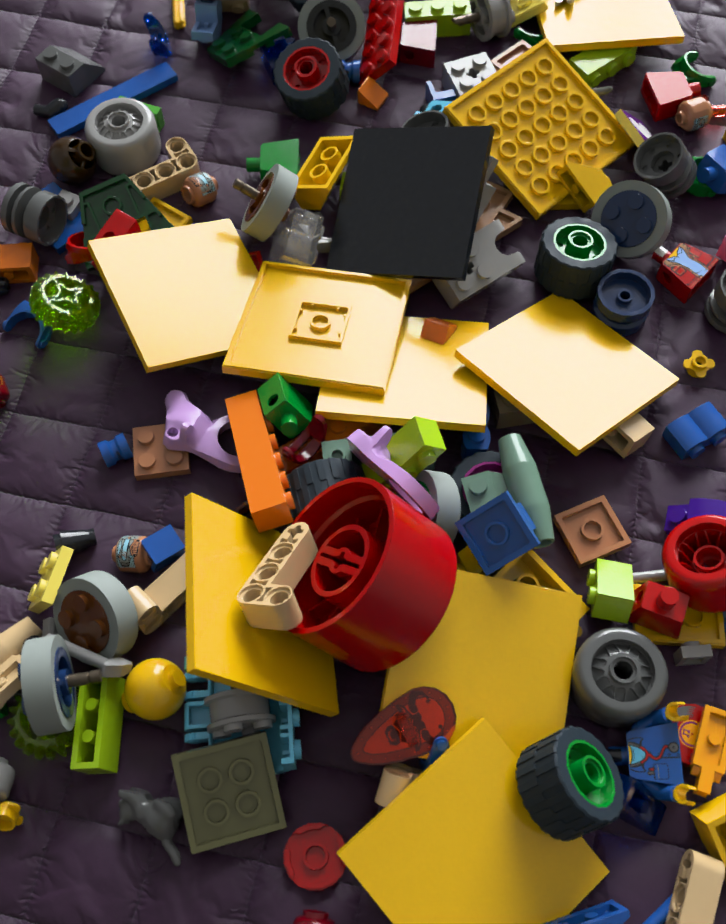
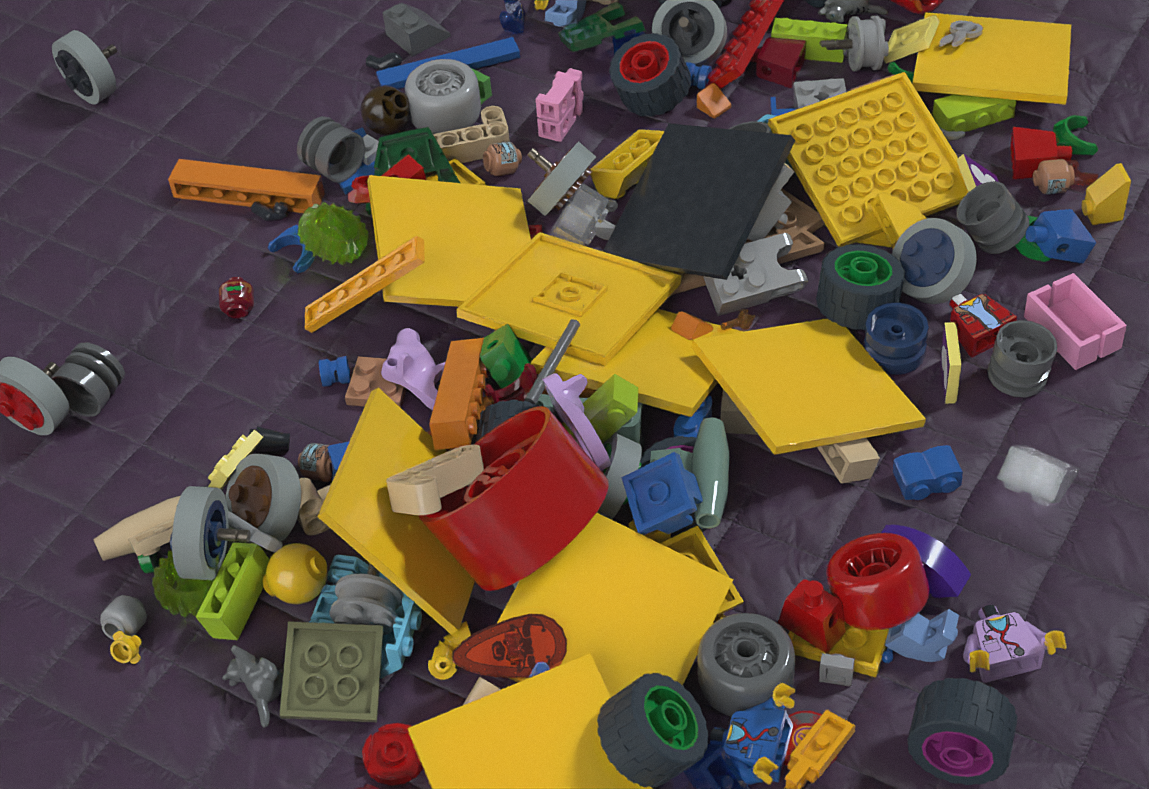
camera: 20 degrees right, 15 degrees down
(122, 357) = (365, 284): none -> light orange tile
(236, 129) = (560, 105): none -> bright pink hips
(281, 152) = (597, 140): green torso -> none
(330, 746) = (441, 664): none -> yellow arm
(338, 407) = (553, 361): none -> dark grey bar
(476, 311) = (743, 321): none -> clear orange hand
(591, 531) = (779, 540): nougat plate -> none
(610, 590) = (769, 588): lime brick -> none
(680, 317) = (950, 363): none -> light yellow tile
(696, 370) = (959, 415): yellow plate -> none

